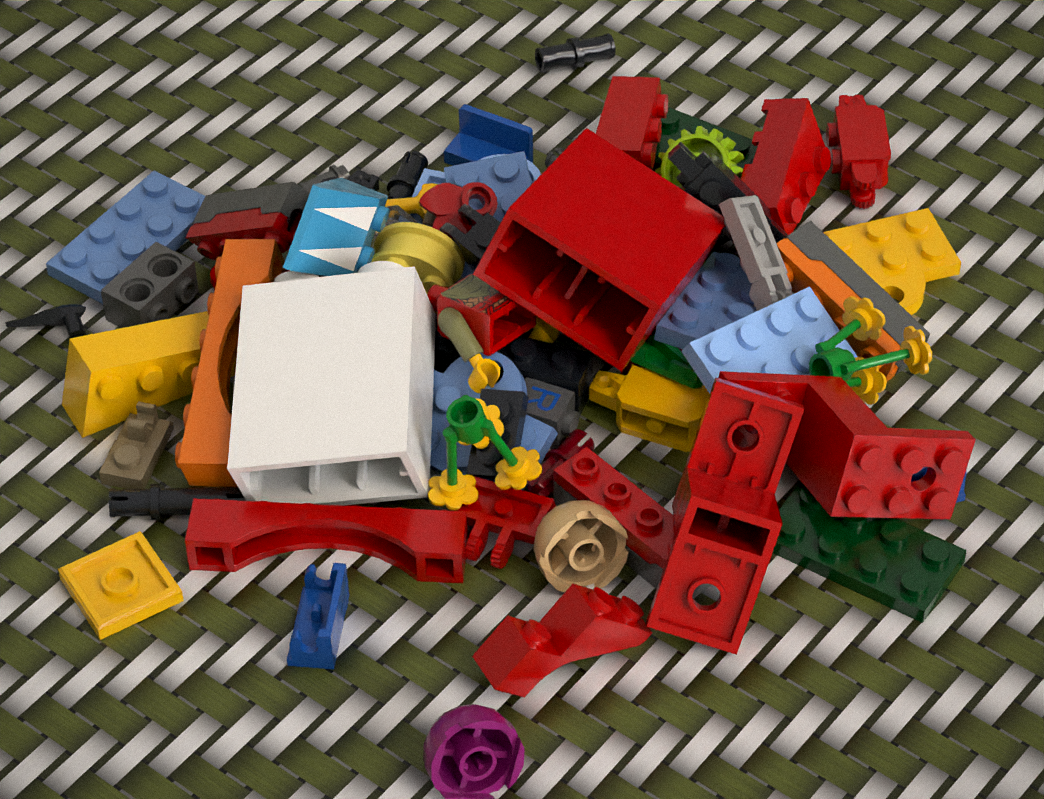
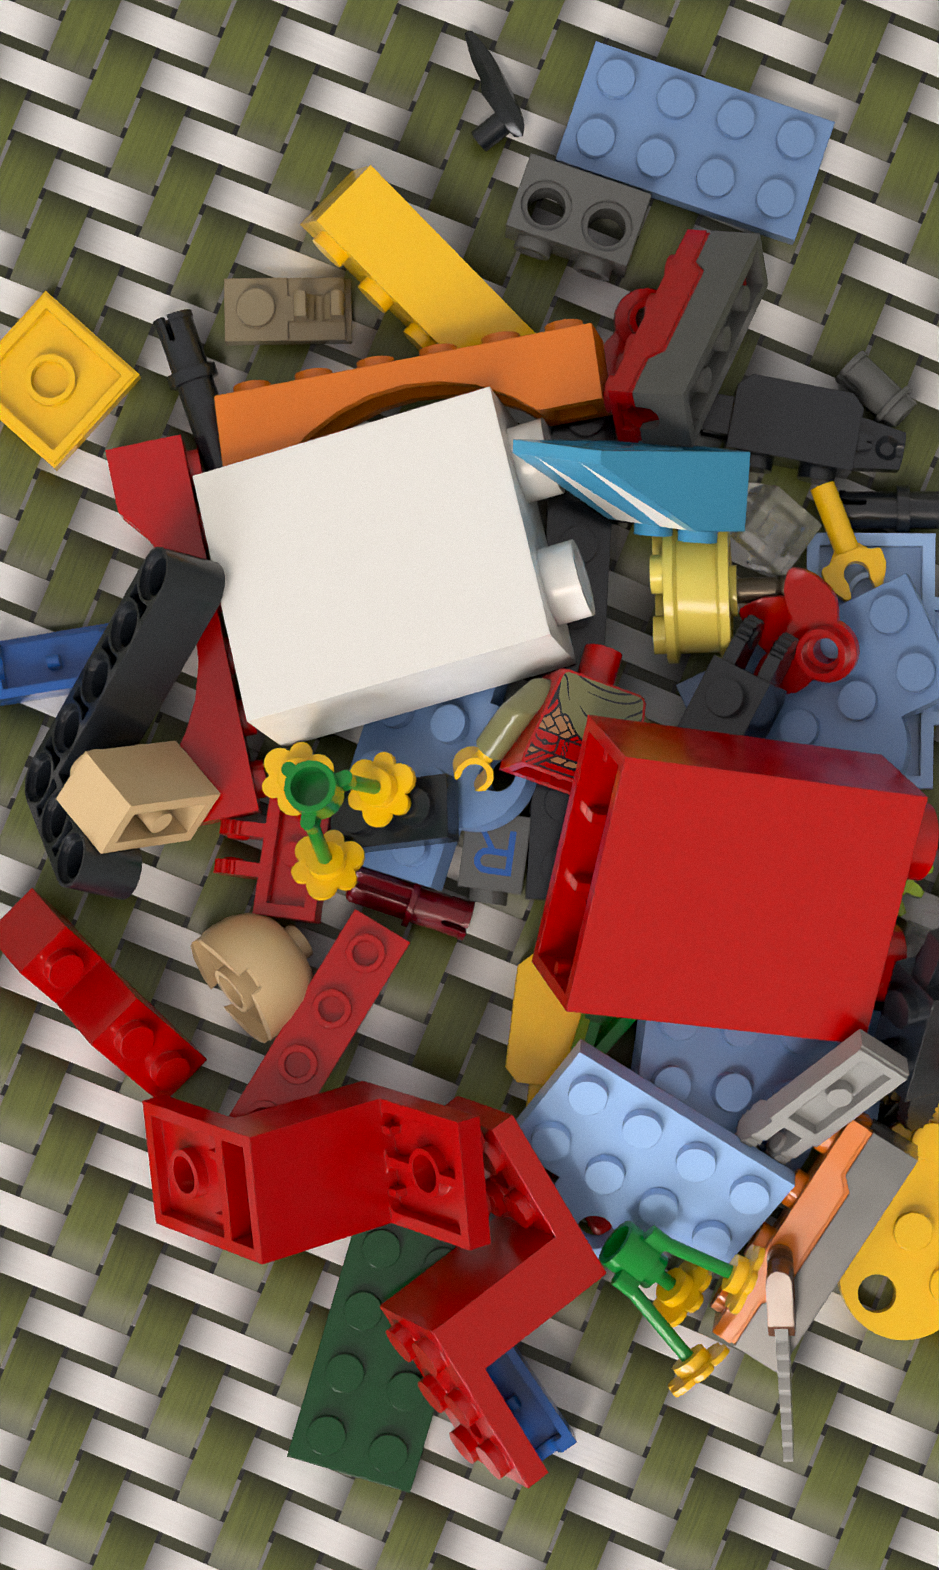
camera: 70 degrees right, 40 degrees up
(373, 555) = (116, 704): none -> black beam
(429, 546) = (137, 796): none -> tan brick
(921, 315) = (782, 1325): none -> piece

